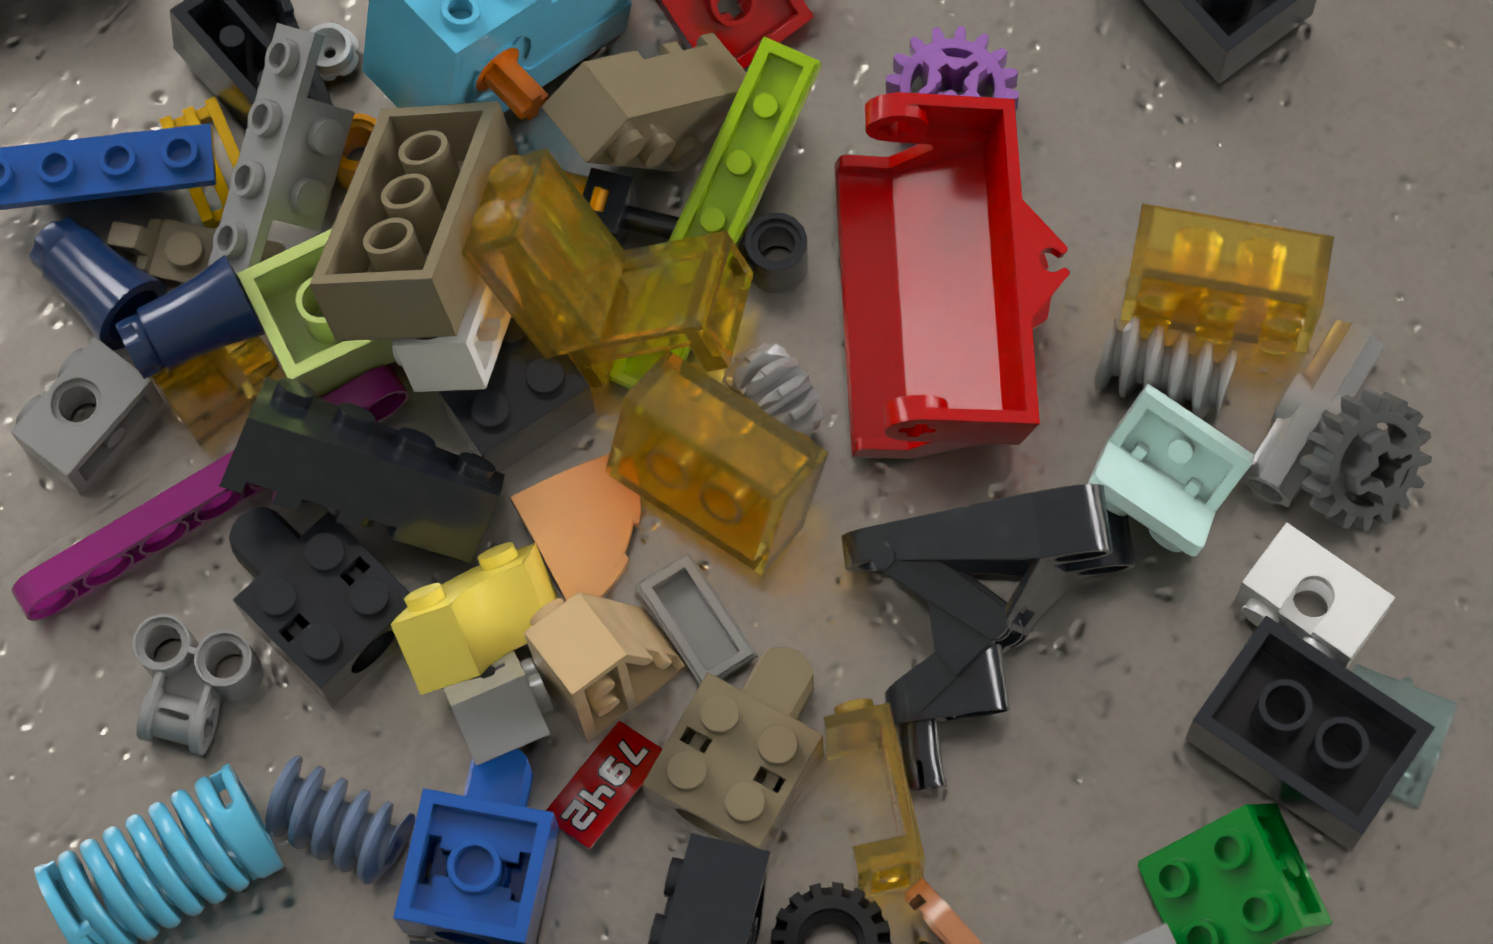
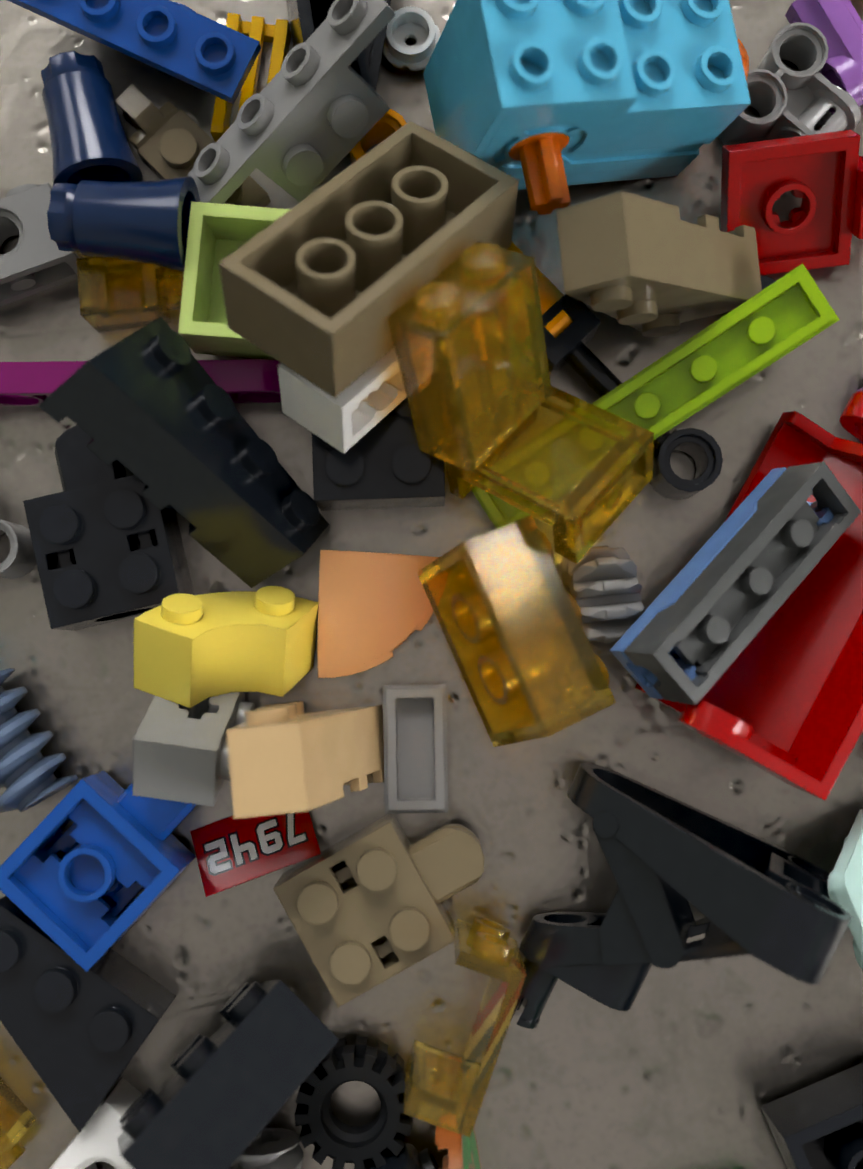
camera: 25 degrees right, 15 degrees up
(867, 309) = (735, 583): none -> dark grey piece

